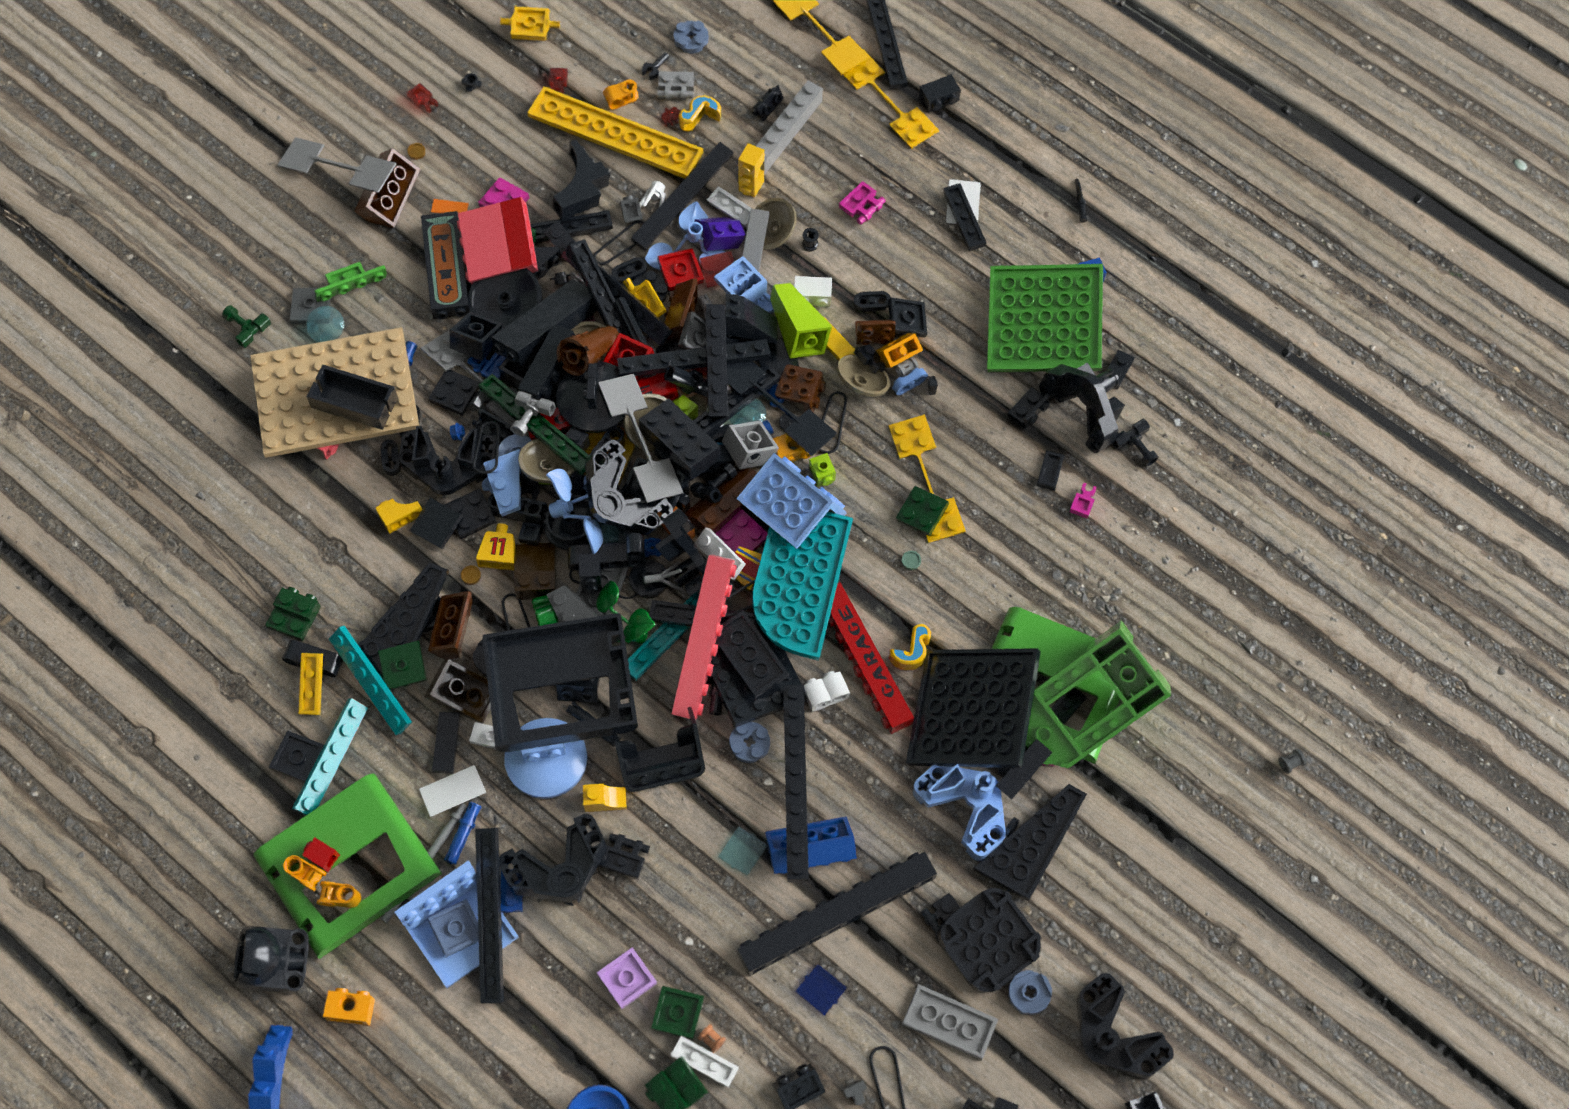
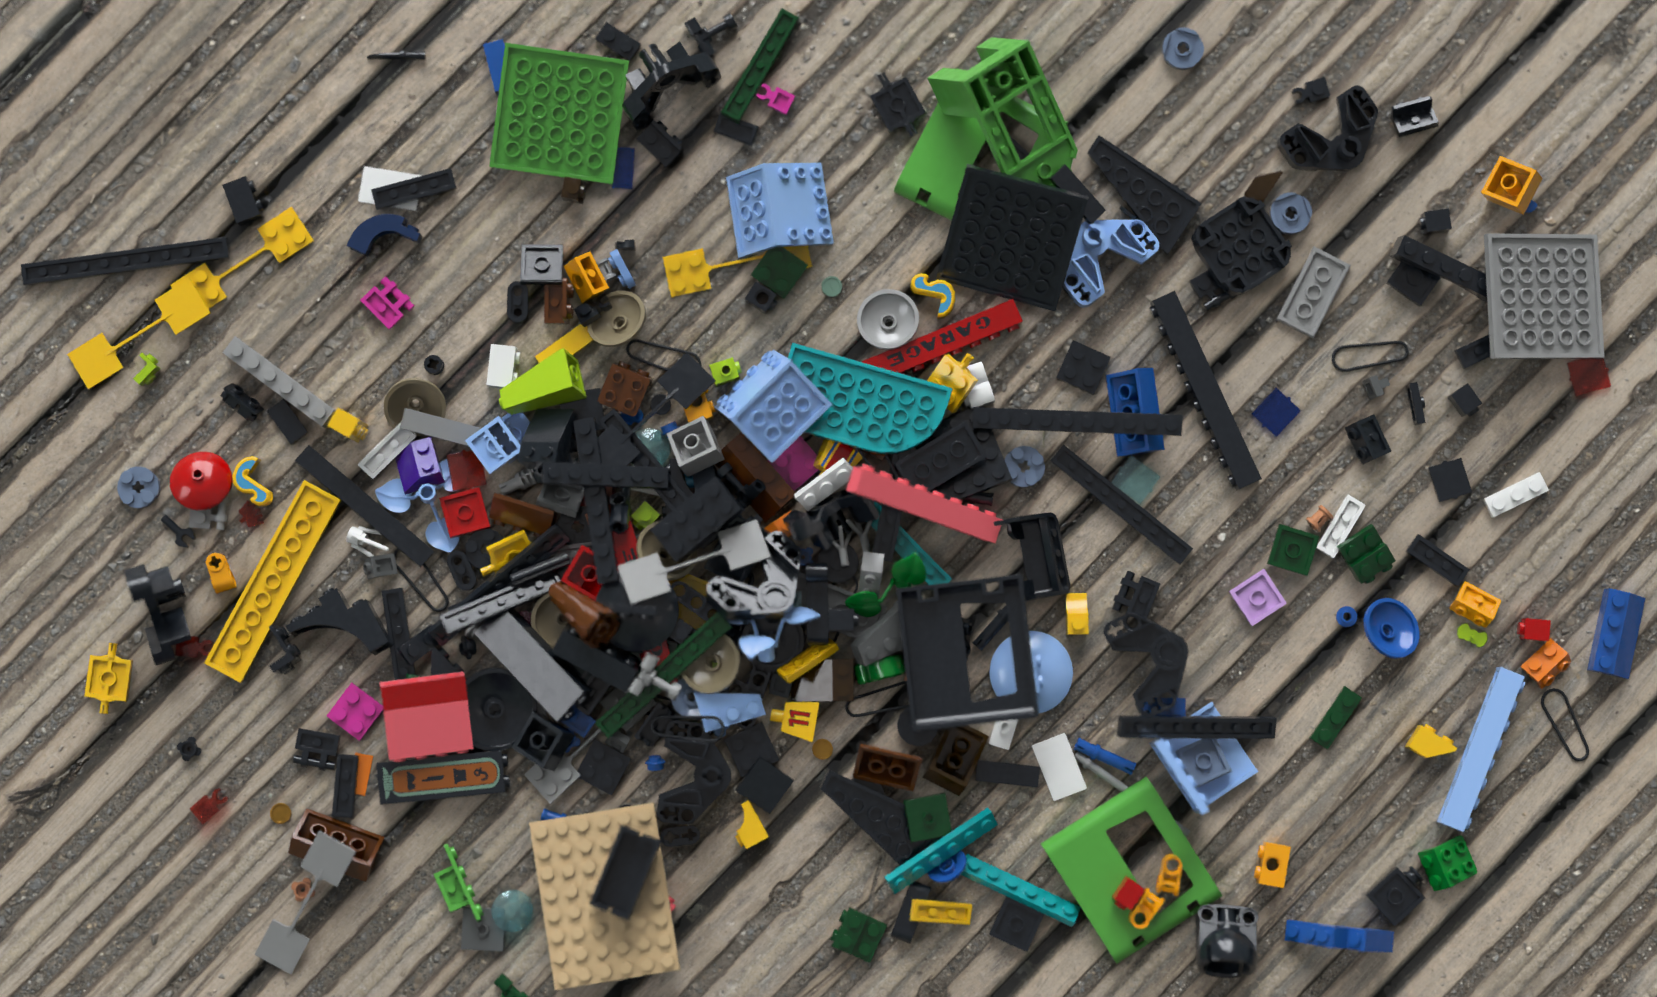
camera: 85 degrees left, 20 degrees up
(348, 173) = (297, 886): none -> nougat plate
(352, 688) = (949, 869): none -> blue dish
(439, 195) = (345, 786): none -> black tile
(476, 172) = (316, 742): none -> black plate
(503, 1068) = (1335, 717): none -> dark green plate
(552, 550) = (806, 661): none -> yellow tile
(556, 141) = (287, 662): none -> black bracket
(574, 55) = (157, 589): none -> black piece
(609, 1080) = (1340, 613): none -> blue plate
(636, 597) = (871, 572): none -> light grey brick
(679, 597) = (862, 534): none -> light grey plant
(698, 76) = (206, 490): none -> red dish
(715, 837) = (1121, 504): none -> black plate
(751, 136) = (287, 421): none -> black tile
(788, 35) = (148, 373): none -> lime bracket
(830, 667) = (956, 376): none -> yellow plate
(852, 793) = (1083, 367): none -> black plate
(885, 596) = (885, 307): none -> light grey dish
(894, 490) = (755, 291): none -> black brick
(926, 189) = (377, 226): none -> dark blue arch
(977, 338) = (573, 190): none -> dark brown brick
(982, 509) = (779, 207): none -> light blue bracket
(1002, 379) = (624, 168): none -> clear blue tile
(1055, 961) = (1262, 185): none -> dark brown slope
(1092, 607) = (897, 104): none -> black plate
(1113, 485) = (760, 65): none -> dark green tile
(1161, 1012) = (1314, 91): none -> black plate
(1176, 880) = (1172, 54): none -> sand blue plate

